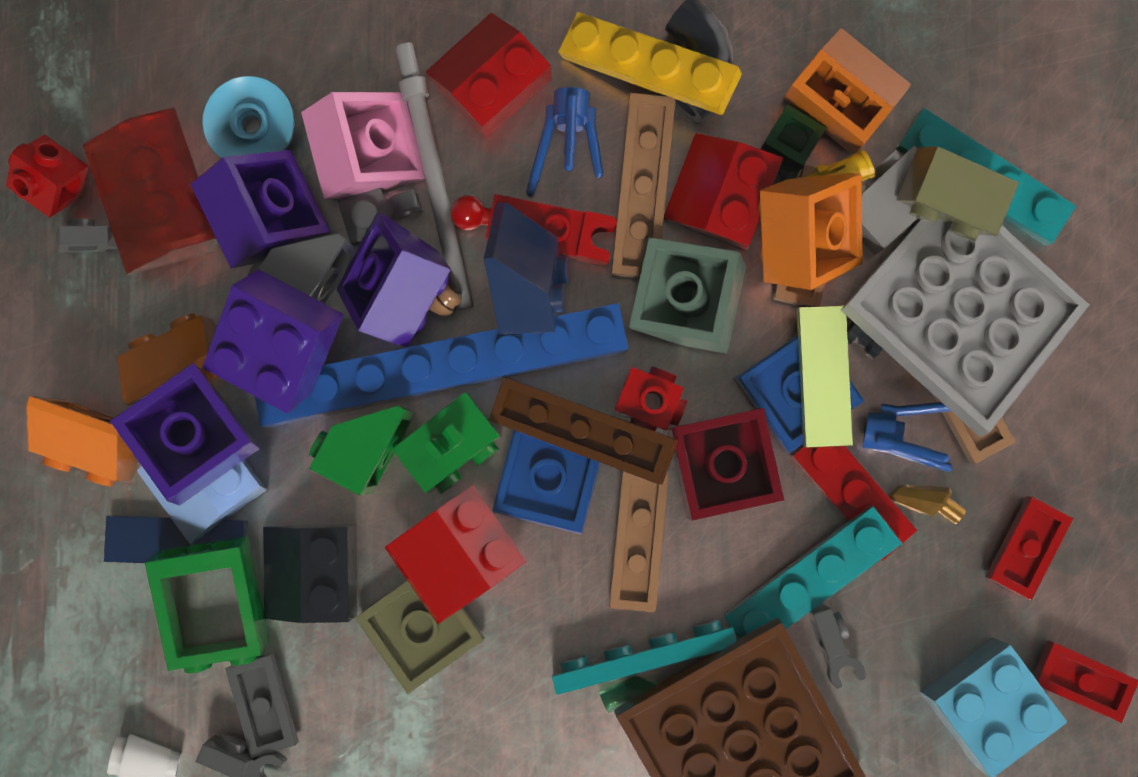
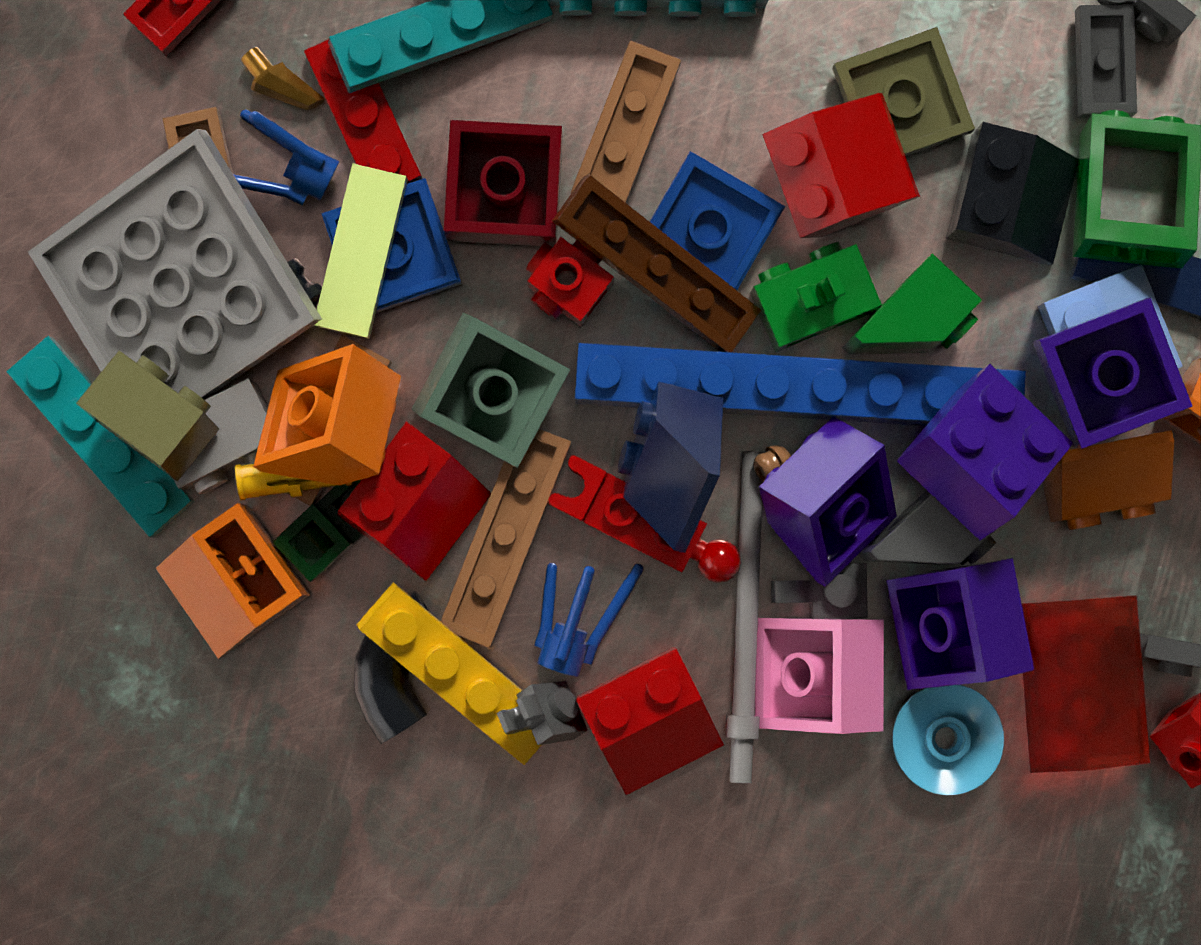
camera: 165 degrees left, 0 degrees up
(573, 52) = (547, 711): none -> dark grey plate

